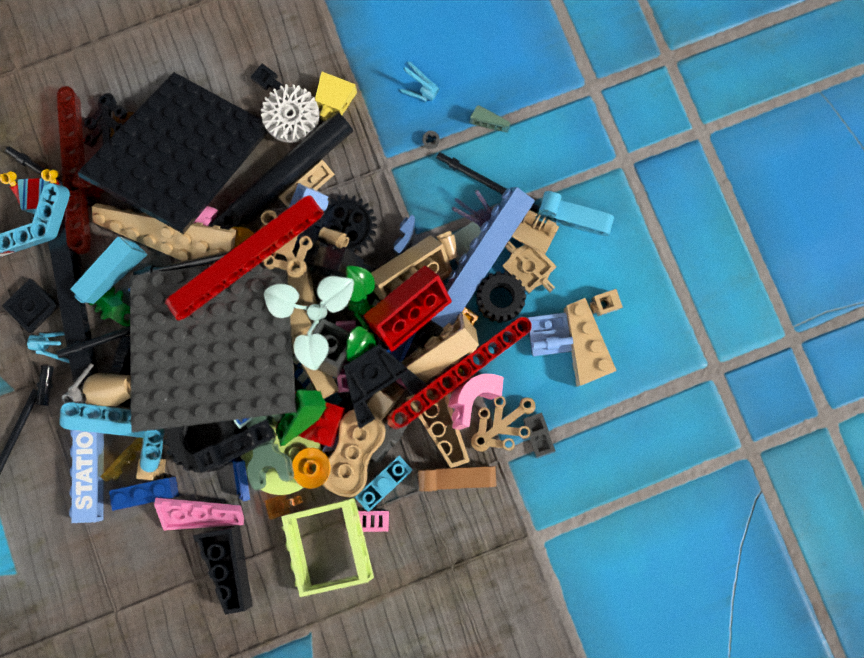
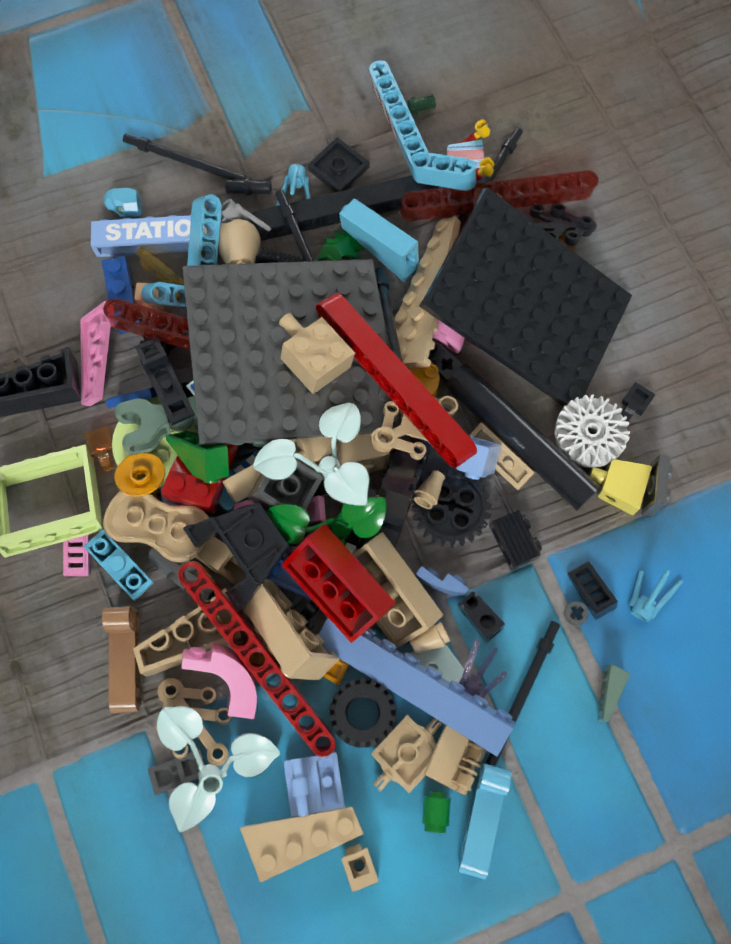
camera: 90 degrees right, 10 degrees down
(52, 497) = (123, 201): none -> medium azure rock
(184, 462) = (149, 326): none -> clear red beam
(219, 319) = (314, 352): none -> tan brick
(343, 69) = (656, 491): none -> dark grey plate
(374, 178) = (515, 539): none -> black brick
(416, 132) = (606, 594): none -> black slope
(431, 208) = (481, 616): none -> black leg
(561, 423) = (192, 803): none -> light aqua plant
(569, 248) = (436, 812): none -> green brick

